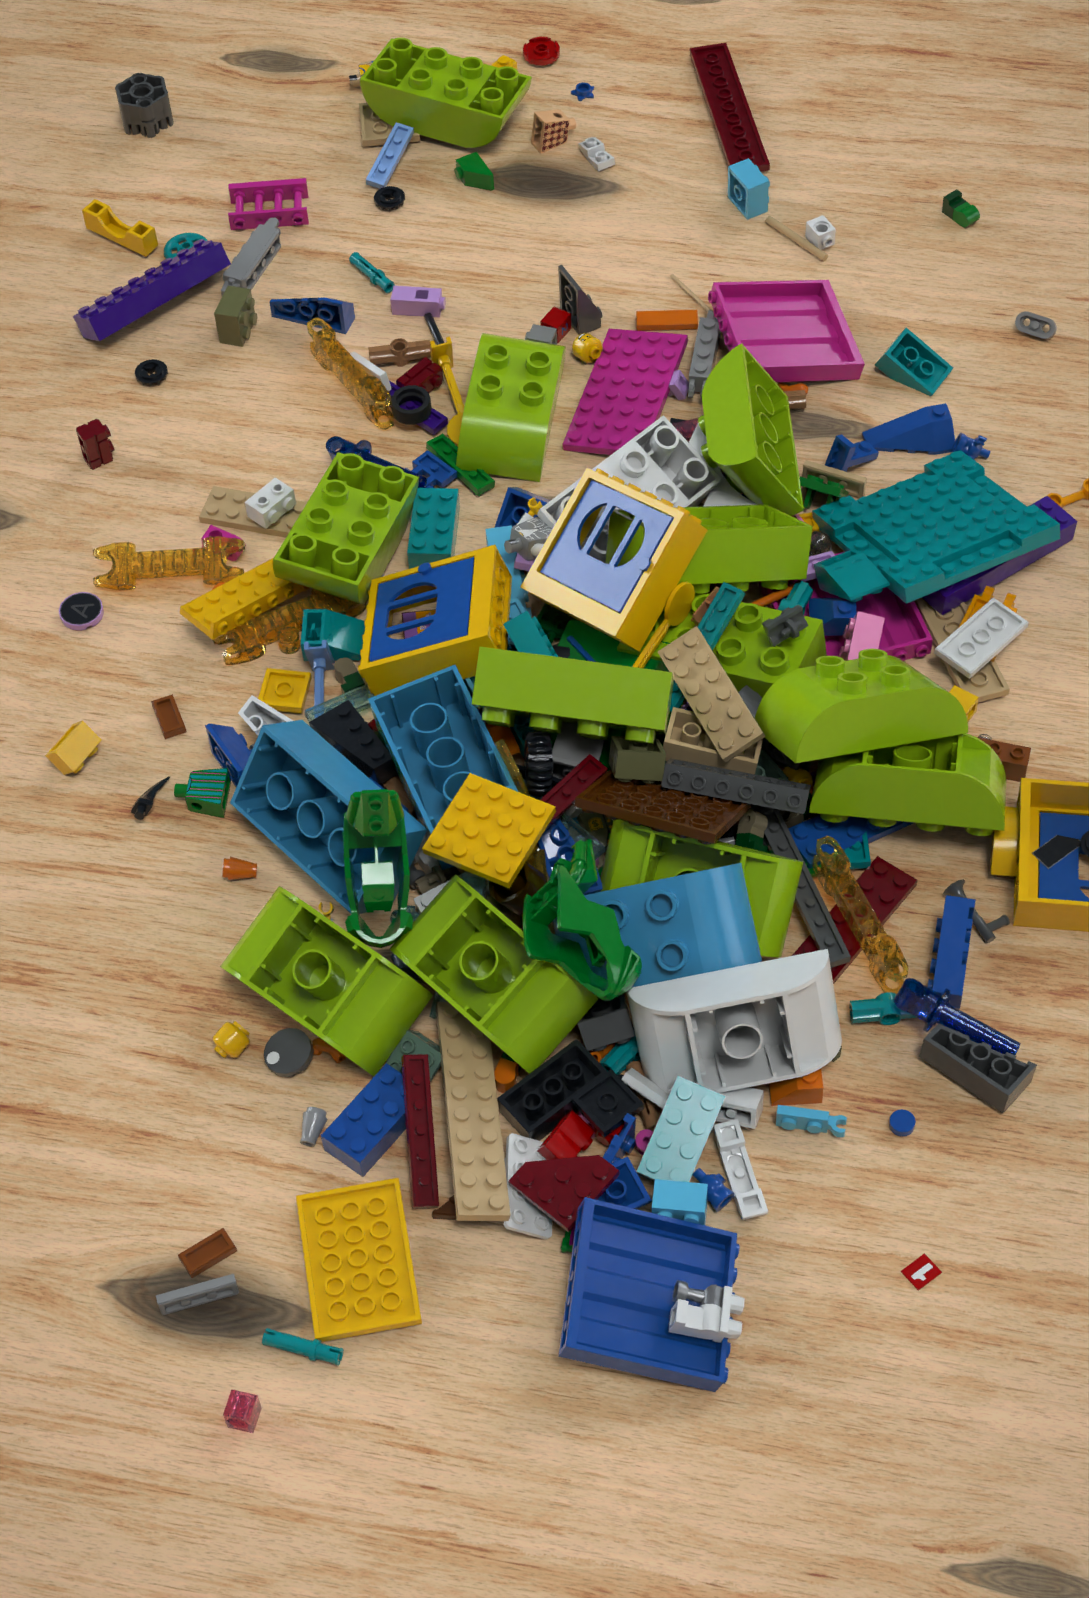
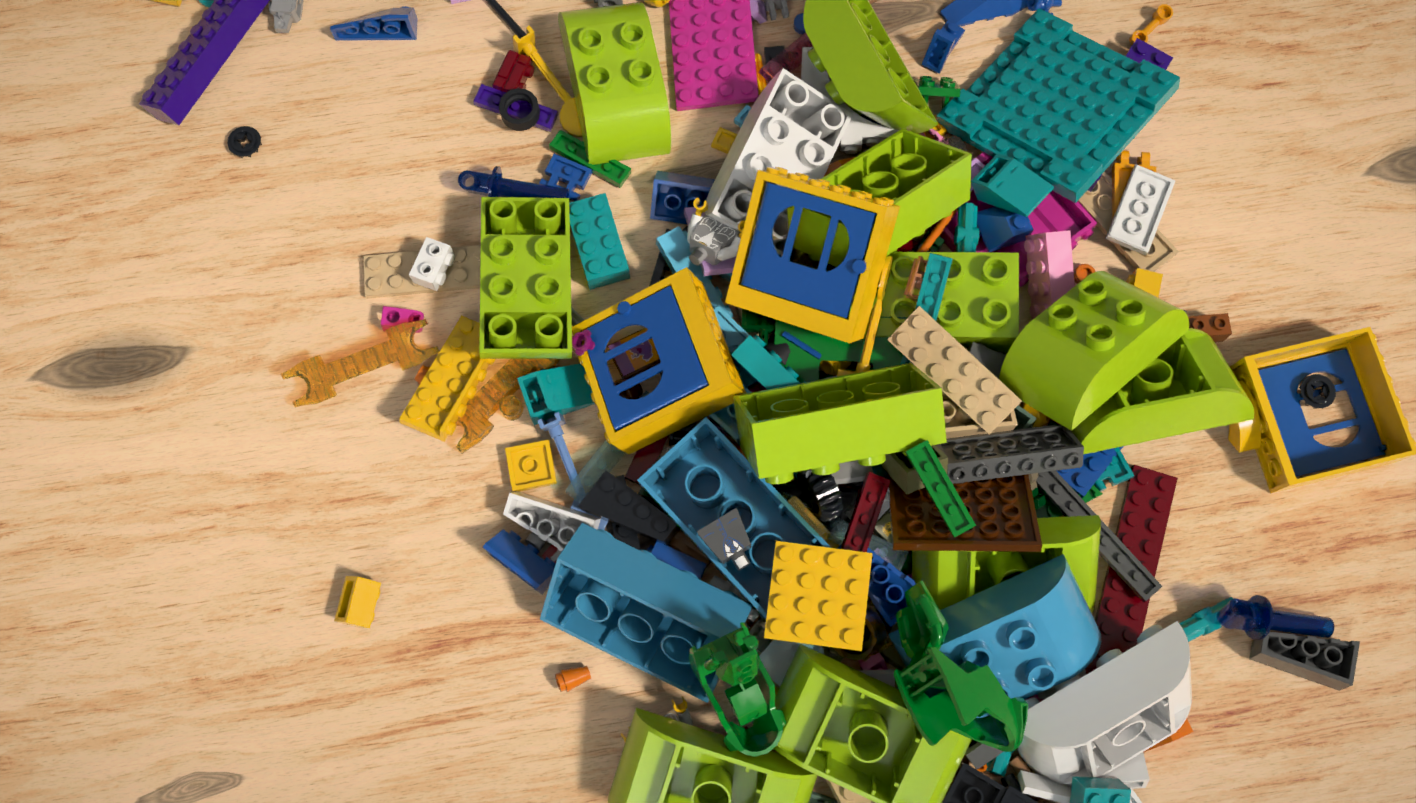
camera: 25 degrees left, 20 degrees up
(81, 611) = (294, 438): black tile -> none
(95, 443) = (227, 247): dark red brick -> none
(145, 801) = (450, 634): black bar -> none
(168, 716) = (431, 529): dark orange tile -> none
(206, 791) = (505, 604): green torso -> none
(235, 316) = (303, 56): olive brick -> none
(347, 675) = (583, 428): leg -> none
(365, 388) = (474, 107): clear yellow piece -> none
(372, 369) = (463, 82): white tile -> none
(374, 588) = (577, 341): none -> magenta plate
(399, 352) = (490, 43): medium nougat piece -> none
(426, 759) = (727, 539): none -> dark grey torso
(639, 763) = (940, 488): none -> green plate
(785, 625) = (1000, 278): dark grey hips -> none
(810, 1120) = (1191, 761): medium azure plate -> none
(852, 483) = (959, 72): tan tile -> none
(882, 950) = (1183, 571): clear yellow piece -> none
(902, 1122) = (1260, 730): blue tile -> none
(952, 948) = (1240, 547): blue wedge -> none
(984, 929) = (1251, 507): dark grey piece -> none
(1056, 850) = (1281, 403): black tile -> none

